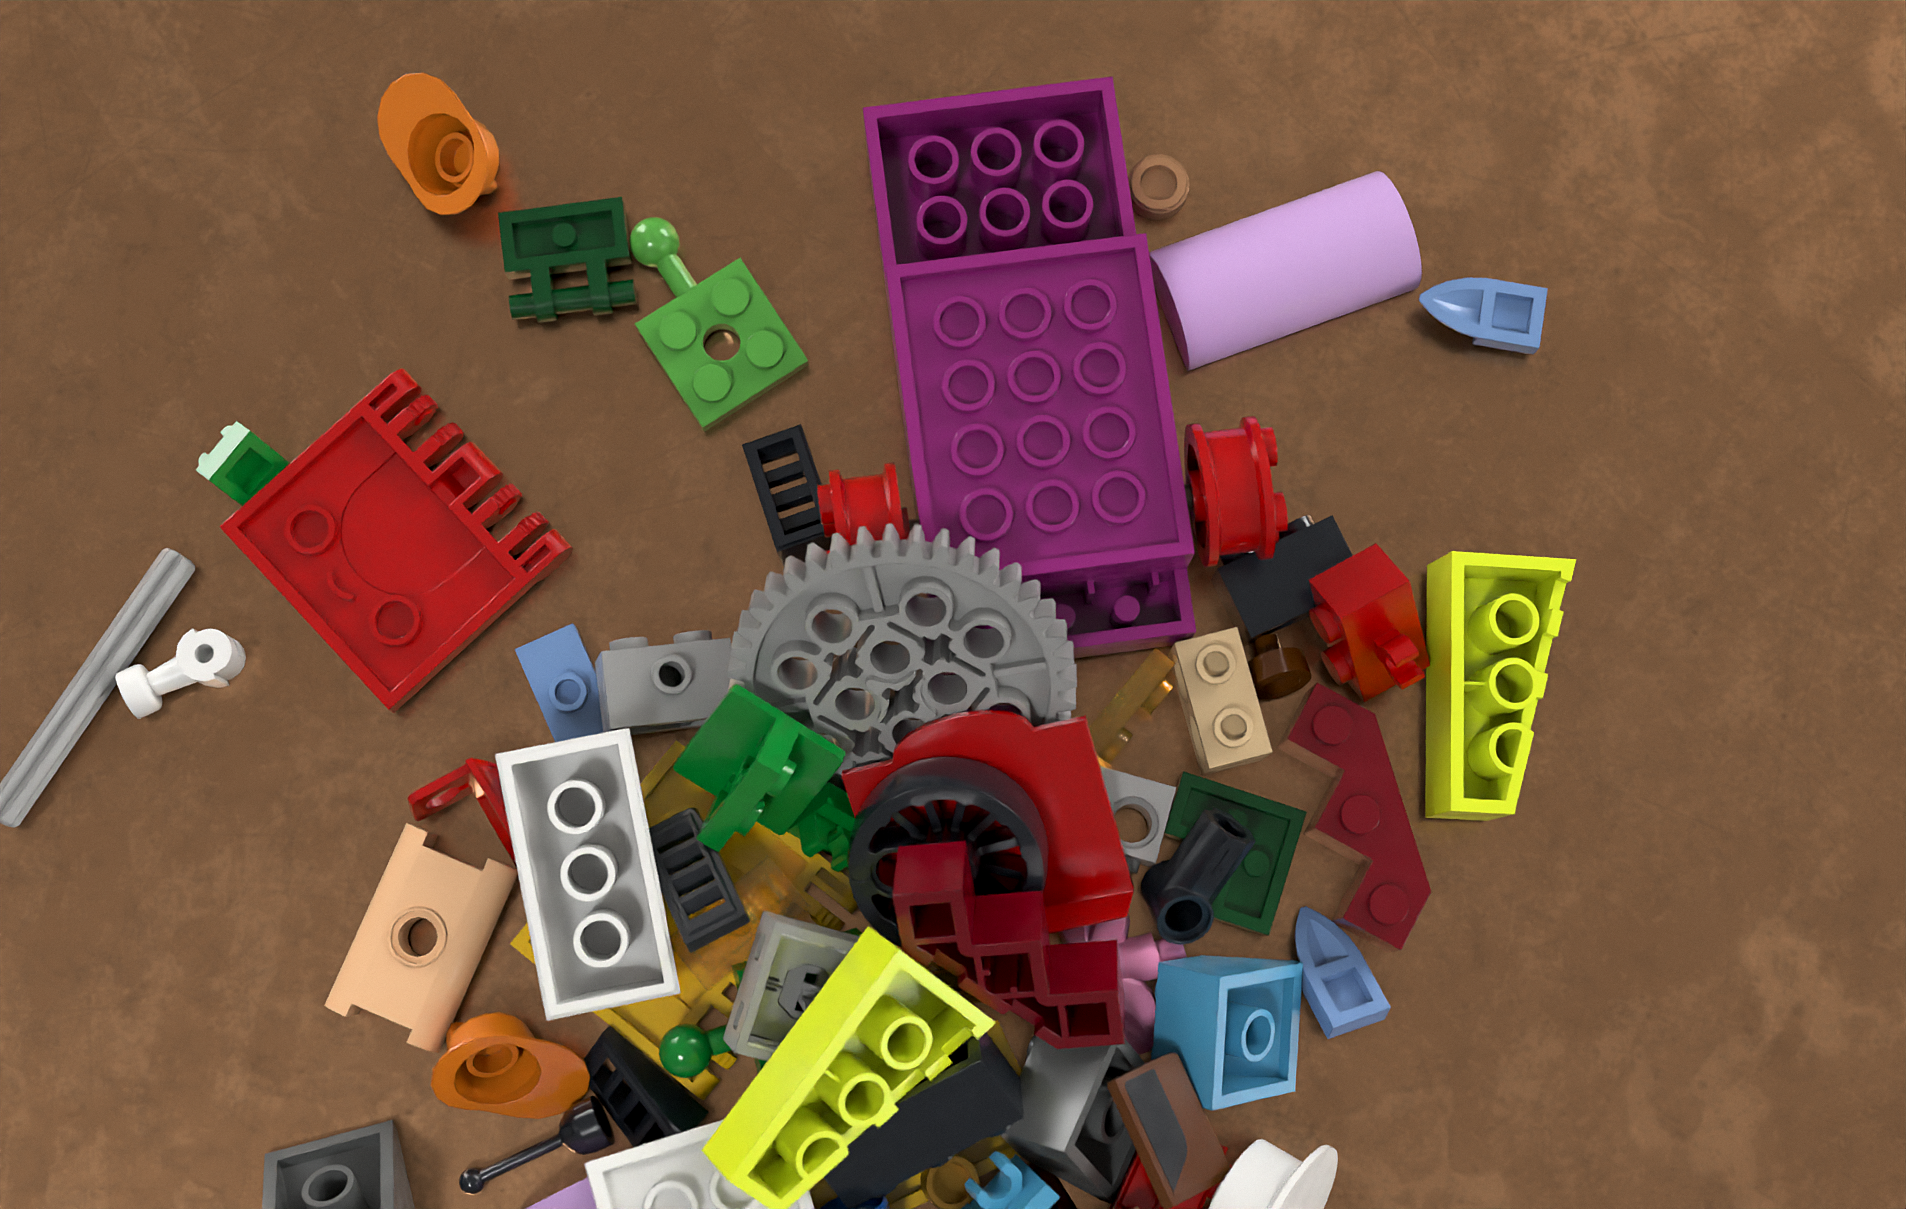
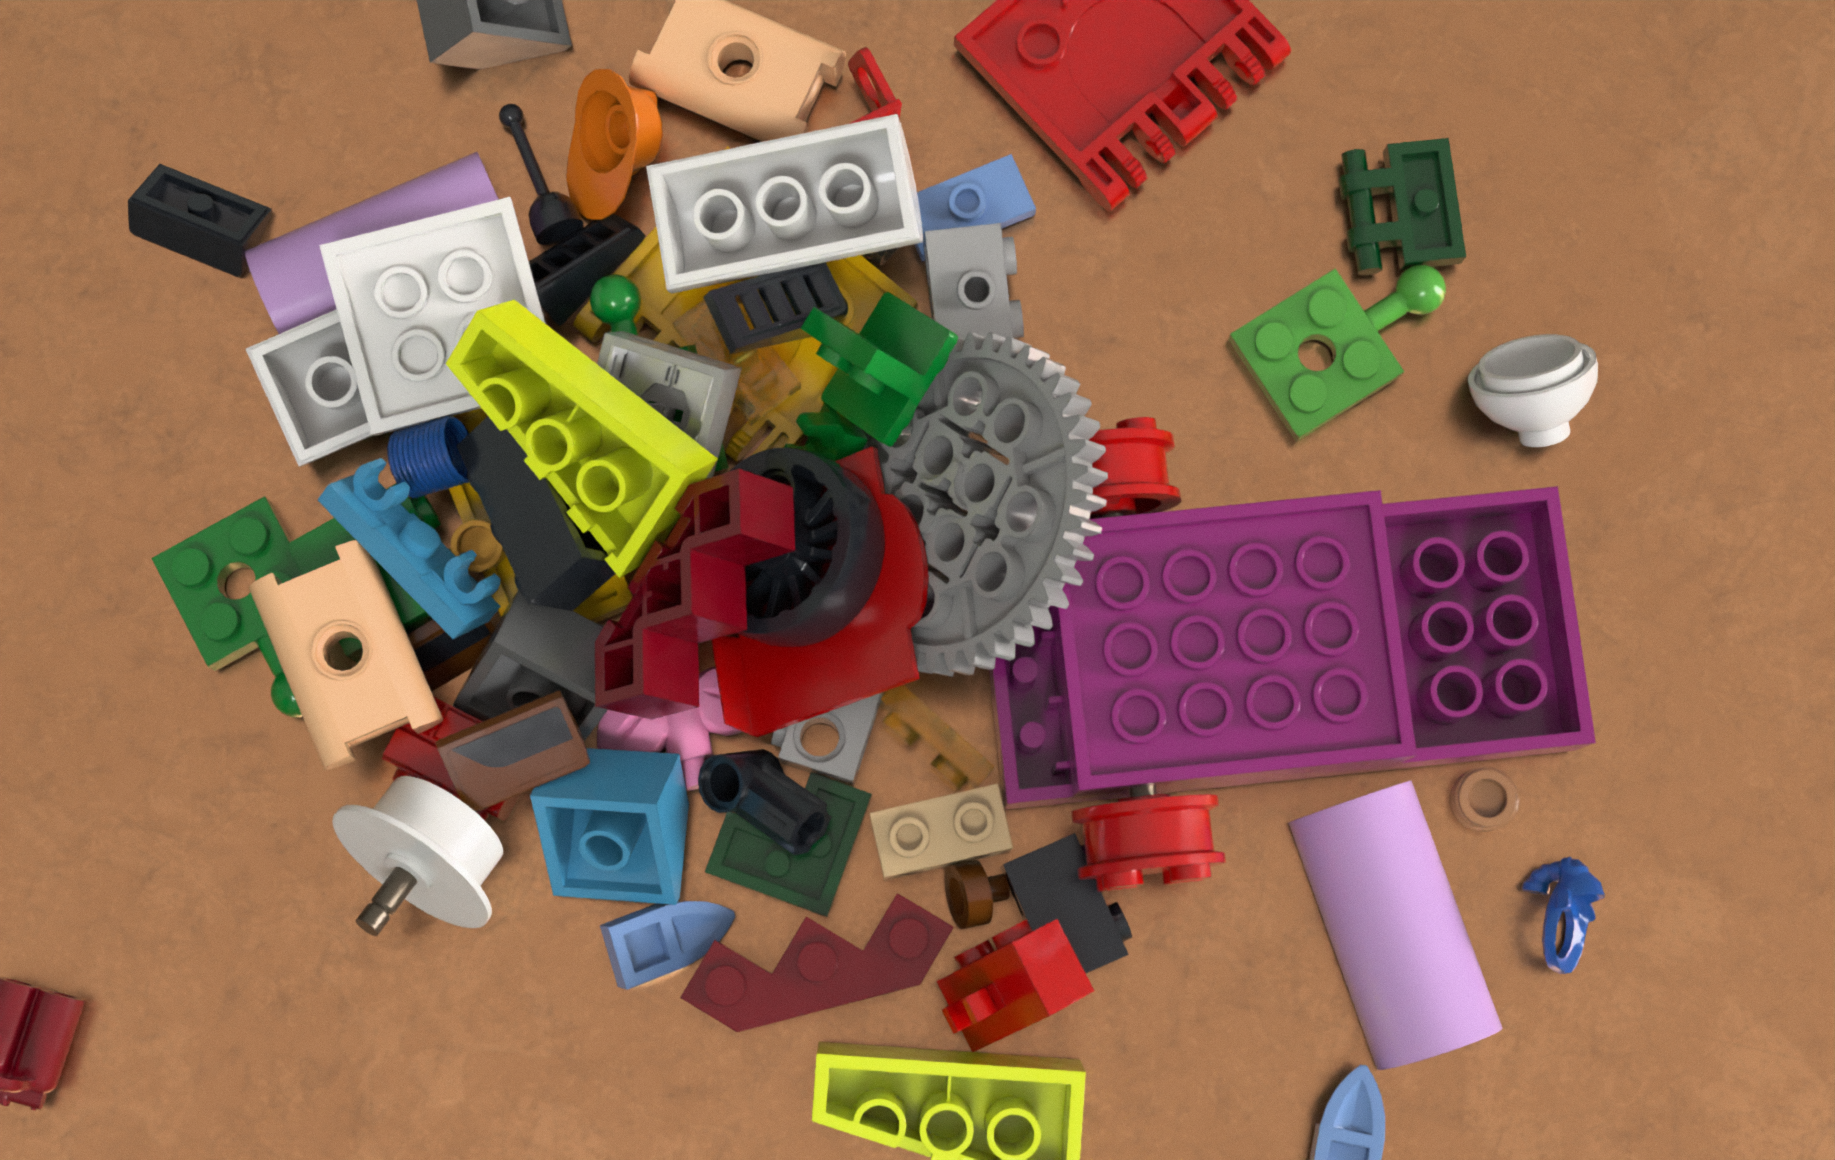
camera: 90 degrees right, 0 degrees up
(437, 143) = (1514, 80): orange piece -> none
(753, 131) = (1535, 385): none -> white piece
(797, 531) = (1208, 397): black slope -> none
(1260, 109) = (1574, 896): none -> blue piece

